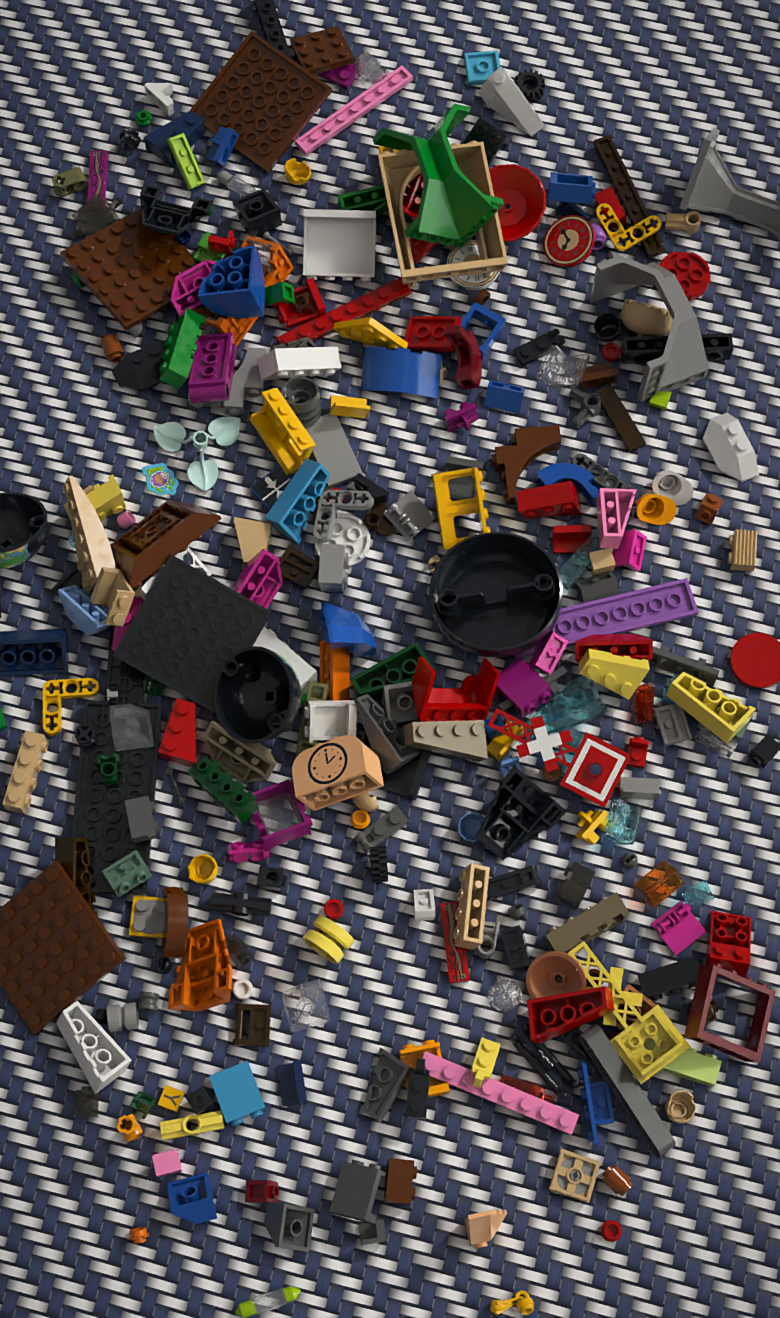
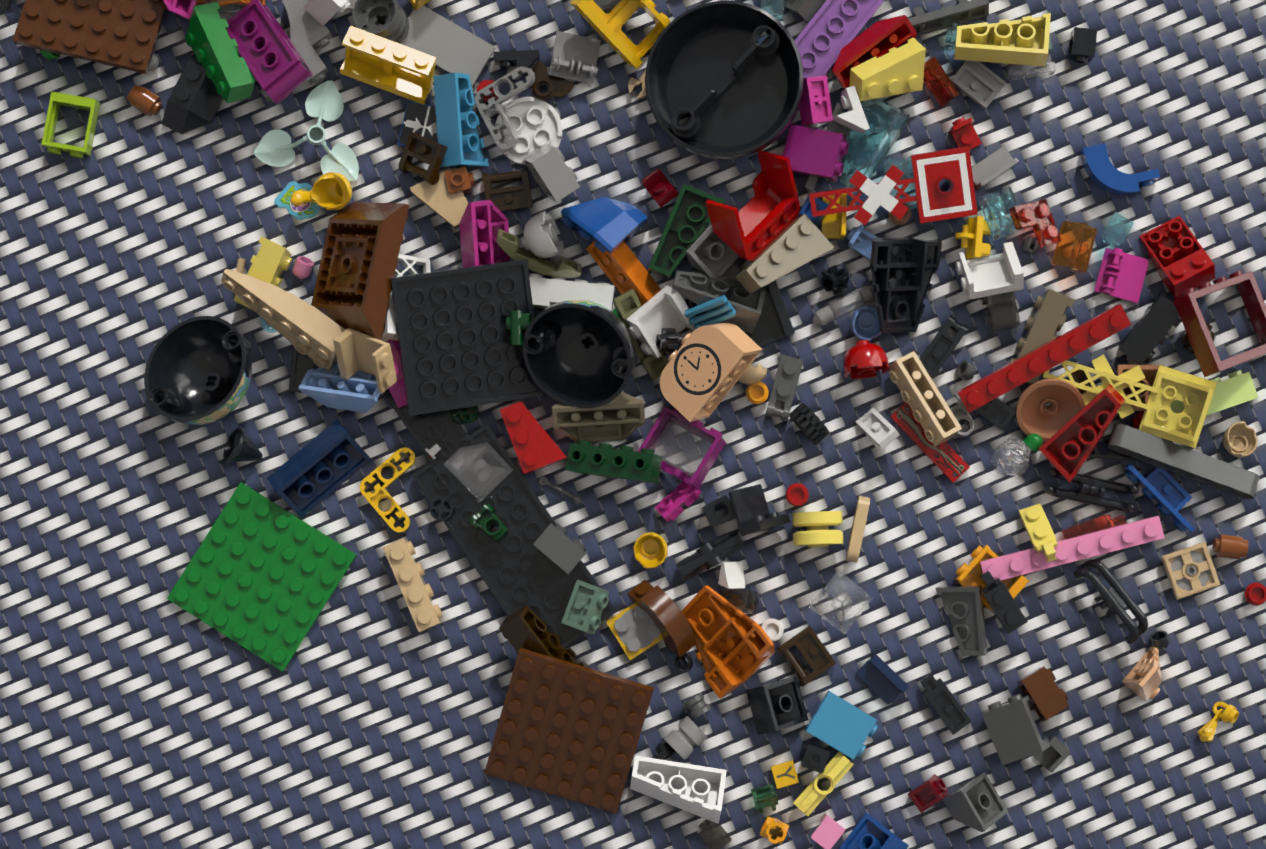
camera: 35 degrees left, 15 degrees up
(55, 311) = (61, 99): none -> lime window
(182, 483) = (329, 191): none -> yellow piece
(204, 1043) = (777, 705): none -> black slope
(229, 648) = (518, 324): none -> dark green plate
(244, 928) = (732, 575): none -> white slope
(264, 502) = (426, 151): none -> dark brown plate
(270, 598) = (564, 268): none -> olive slope
(272, 536) = (459, 180): none -> dark orange bracket
(293, 895) = (753, 512): none -> black bracket
(296, 610) = (541, 236): none -> white cylinder
(323, 1135) = (944, 704): none -> black hinge
(324, 734) = (668, 341): none -> black gear
(354, 728) = (713, 315): none -> dark azure tile
(357, 963) = (857, 529): none -> tan beam
(399, 635) = (659, 187): none -> dark red bracket
(450, 851) = (865, 360): none -> red cylinder
(463, 804) = (844, 305): none -> piece
(472, 782) = (835, 280): none -> black gear
(503, 1153) = (1114, 598): none -> black piece
(514, 1209) = (1159, 639): none -> black hinge
(526, 994) = (1033, 441): none -> green hinge
(566, 680) = (855, 117): none -> white slope
(577, 938) = (1044, 358): none -> red plate
(583, 856) = (991, 273): none -> white panel
(647, 842) = (1038, 216): none -> clear red plate
(719, 856) = (1106, 176): none -> blue arch

